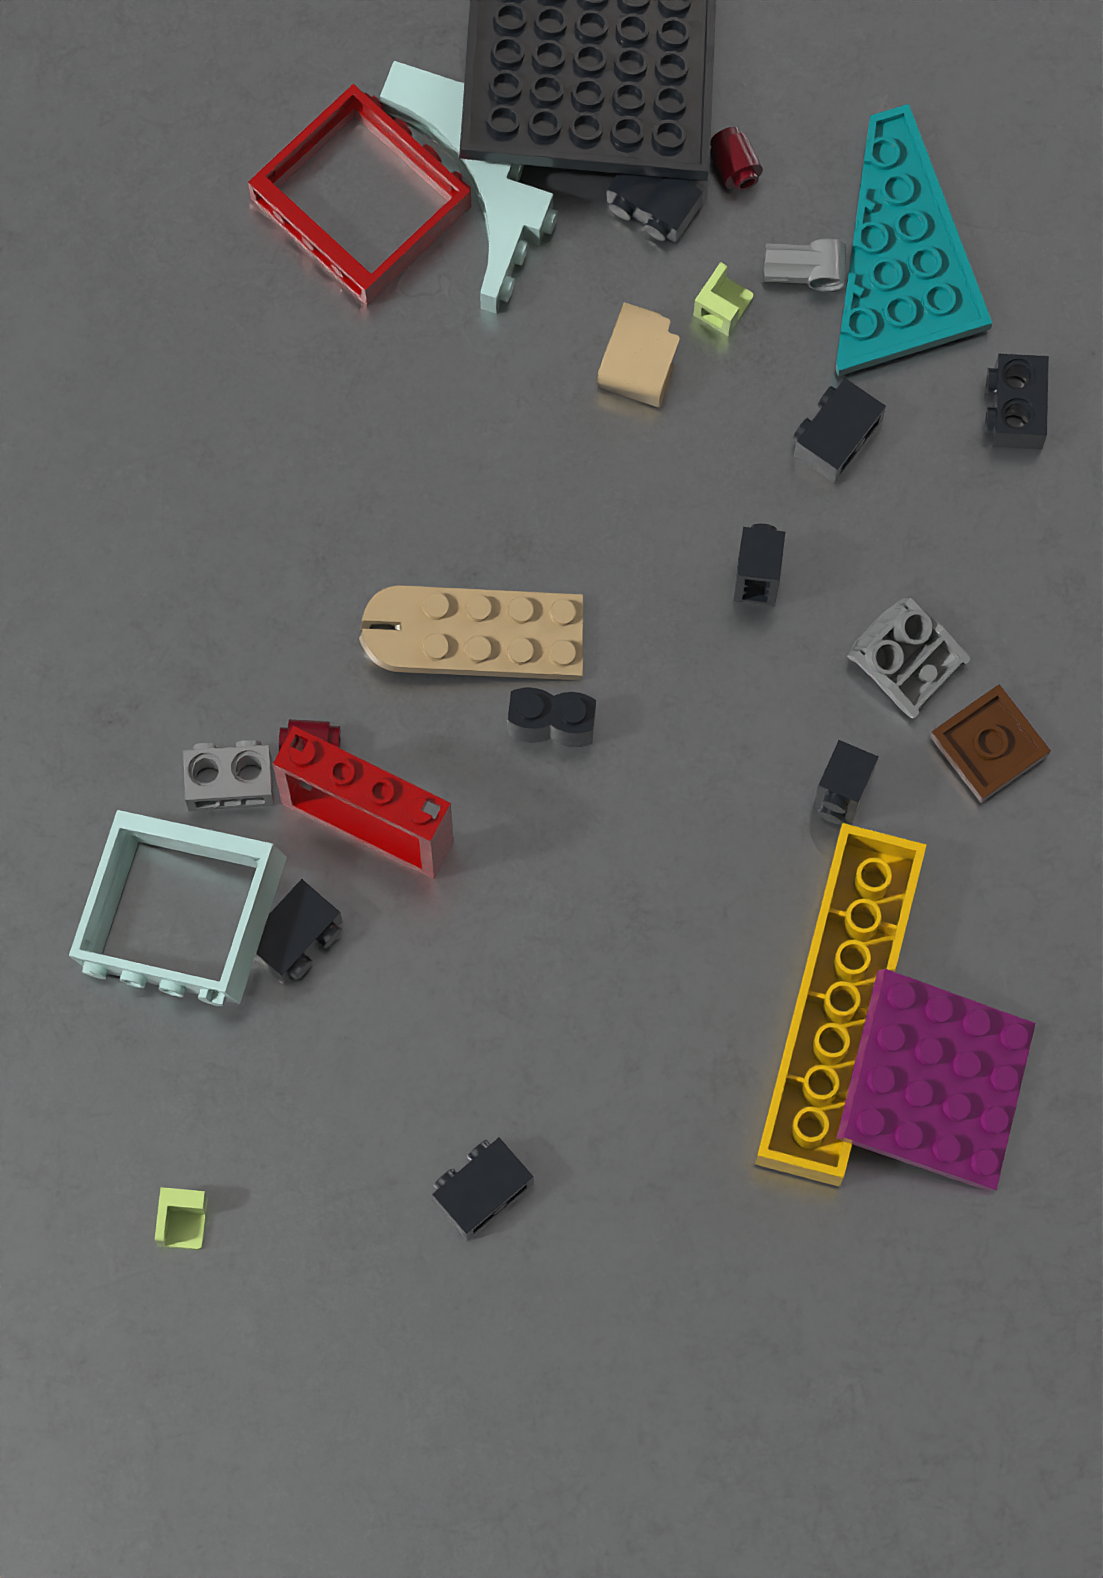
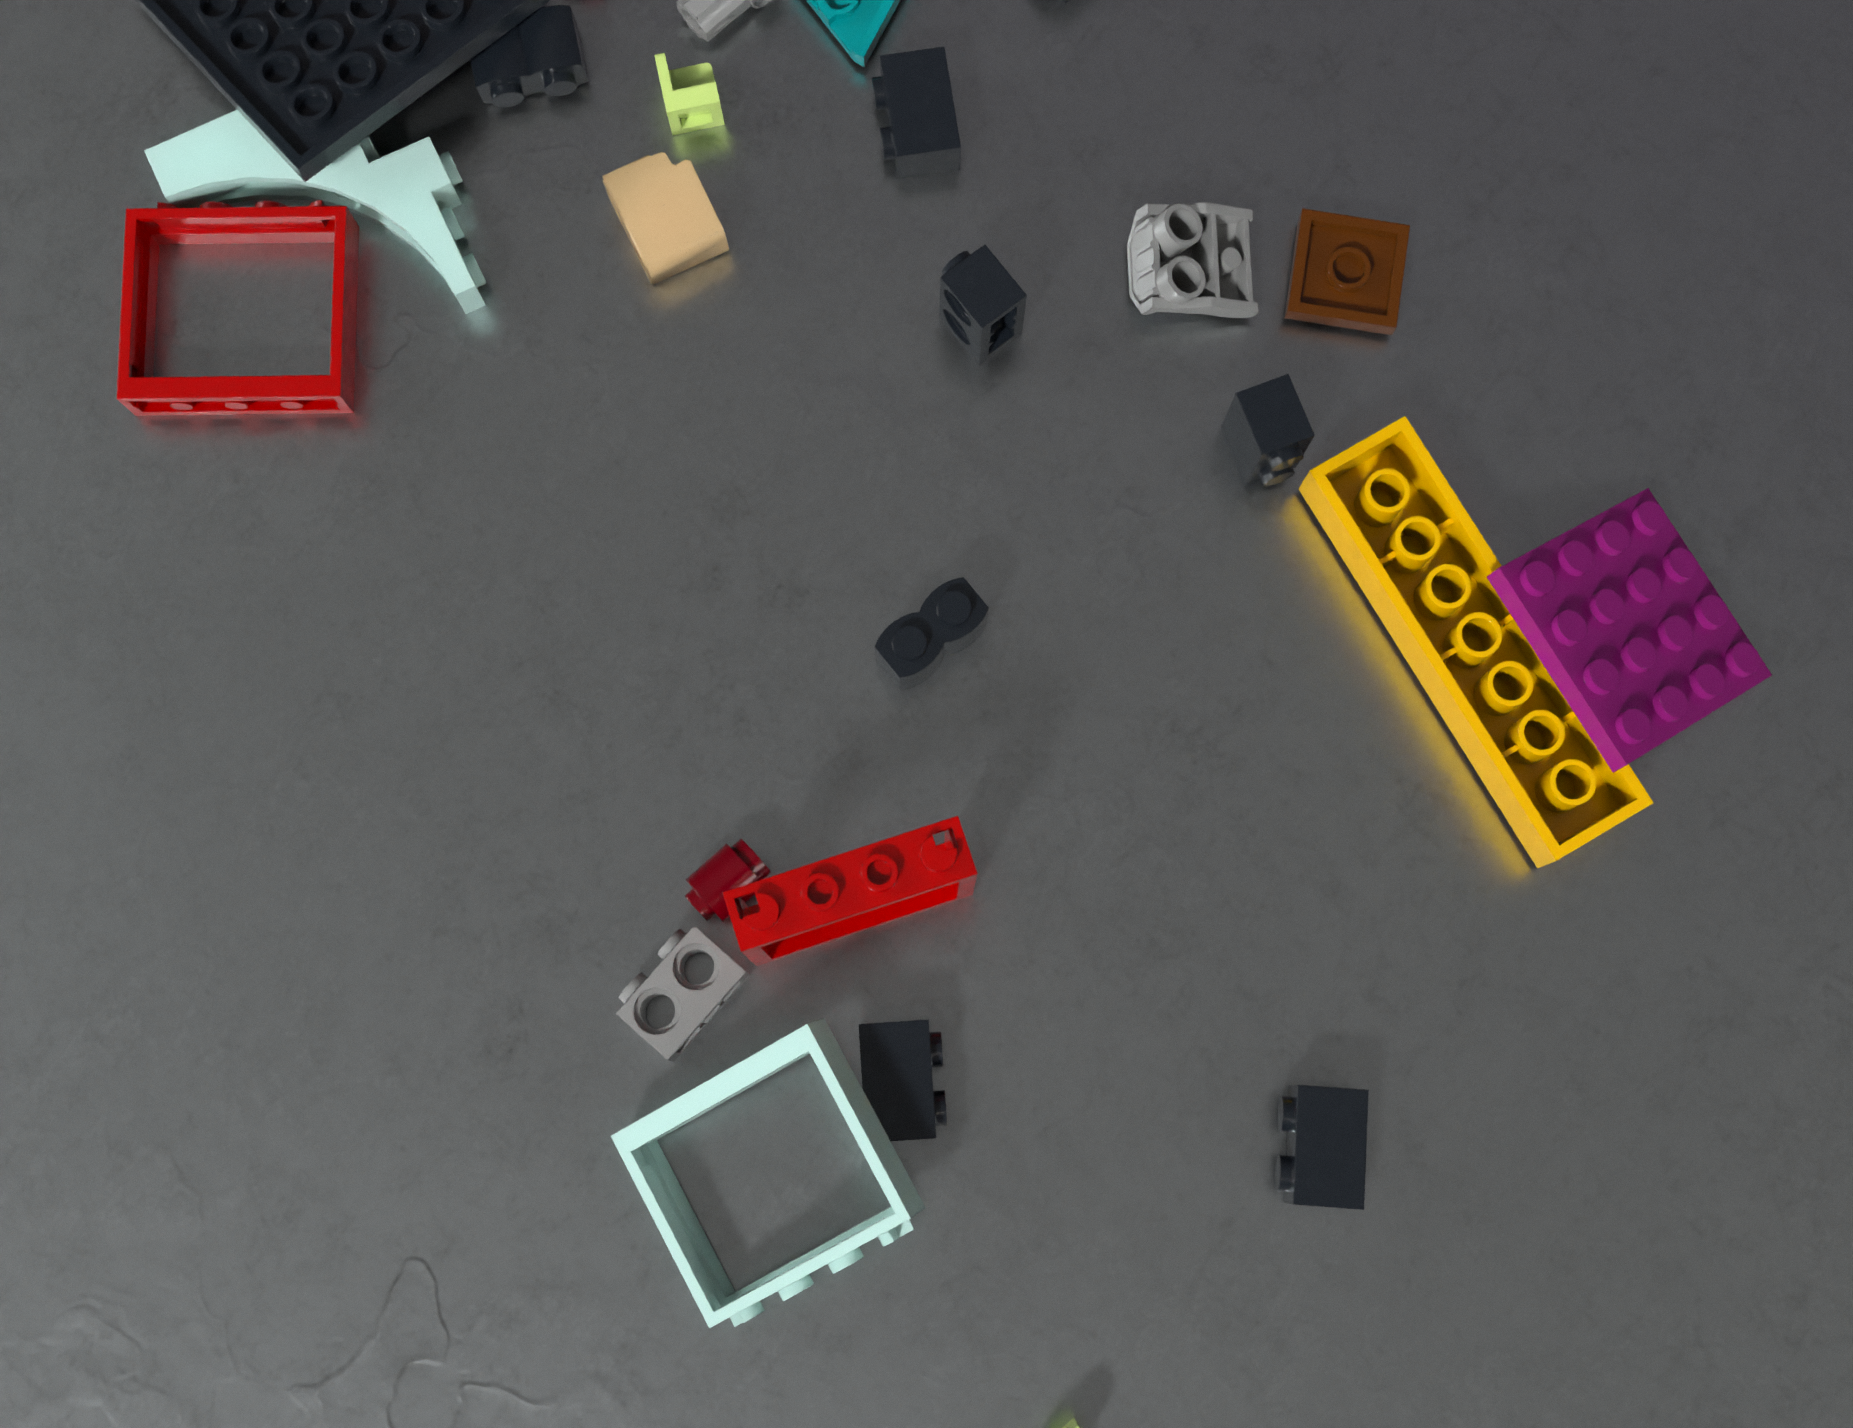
camera: 45 degrees left, 5 degrees up
(475, 632) = (776, 624): tan plate -> none

